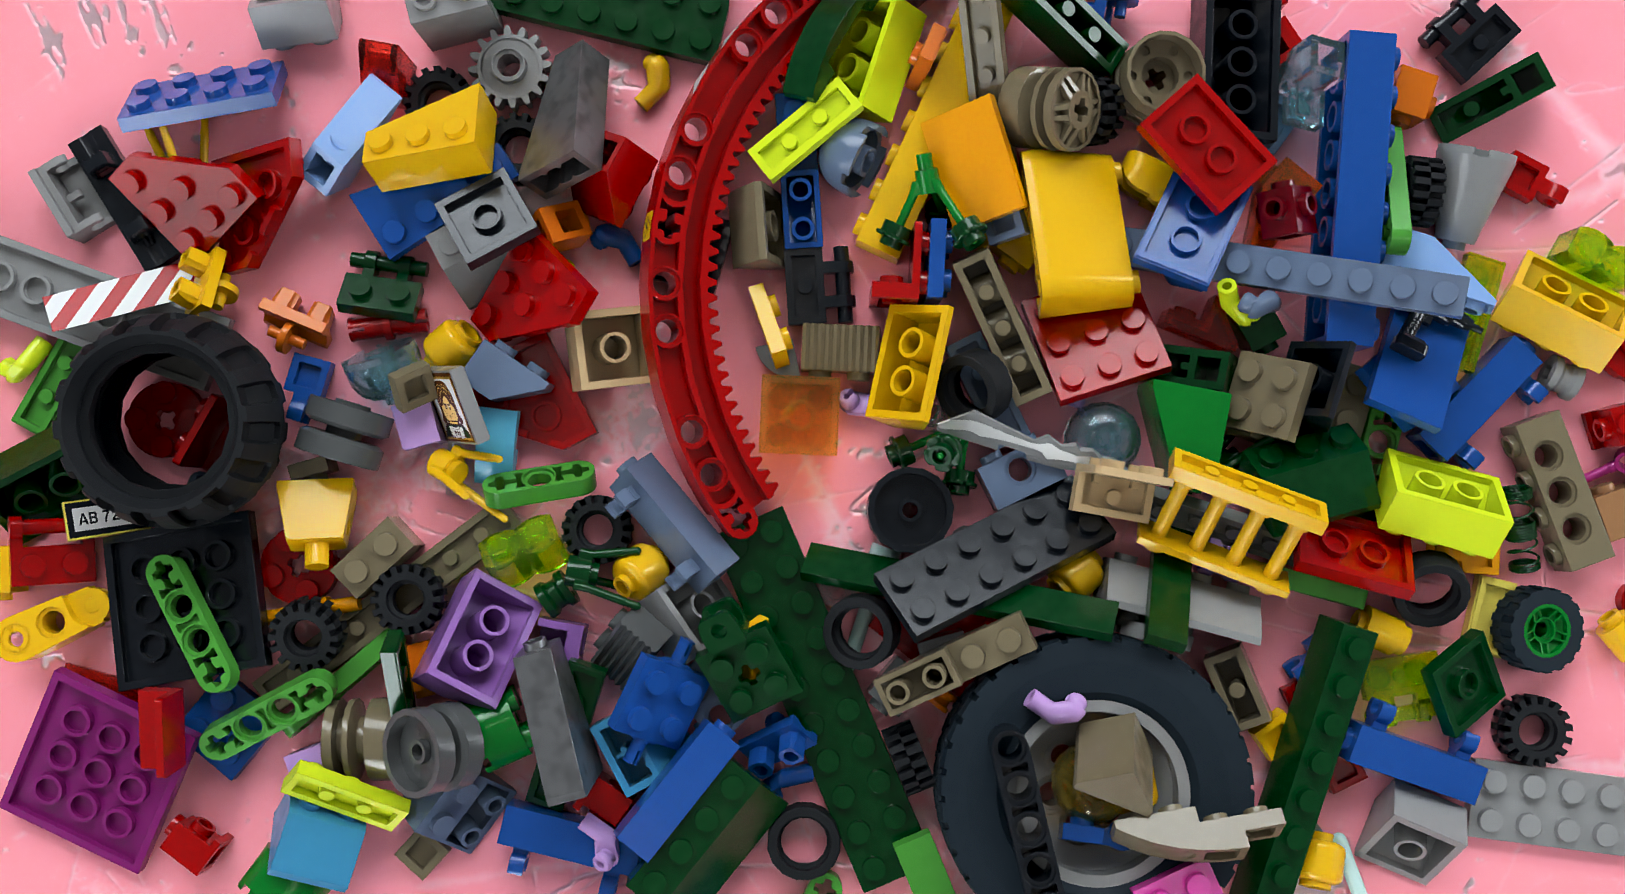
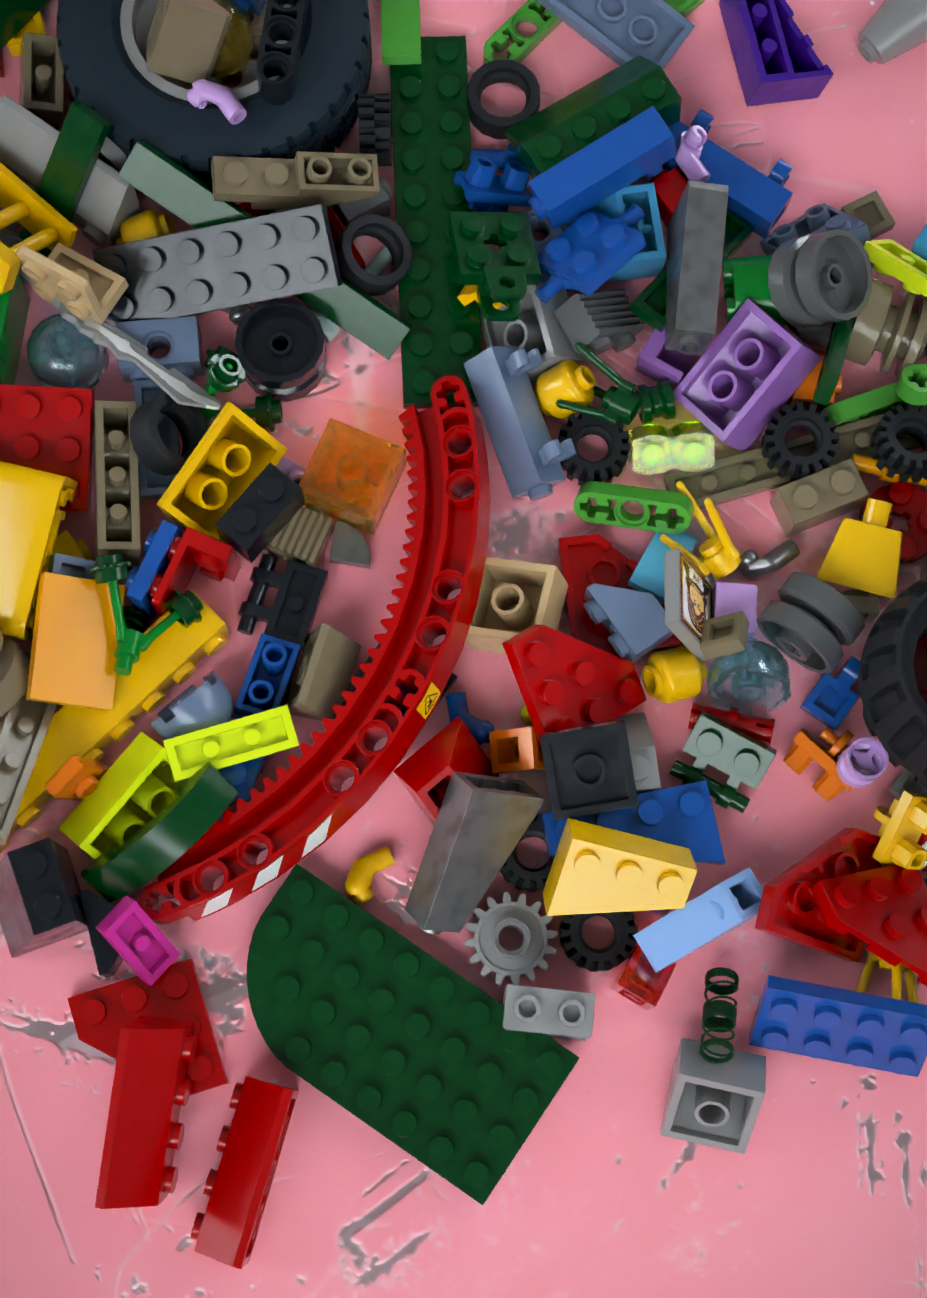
camera: 160 degrees left, 10 degrees down
(245, 318) = (868, 756): none -> lavender wheel
(310, 66) = (715, 1008): none -> dark green piece
(402, 483) = (770, 562): none -> flat silver arm
(767, 310) = (343, 592): yellow plate -> none
(862, 340) = (260, 512): none -> black brick

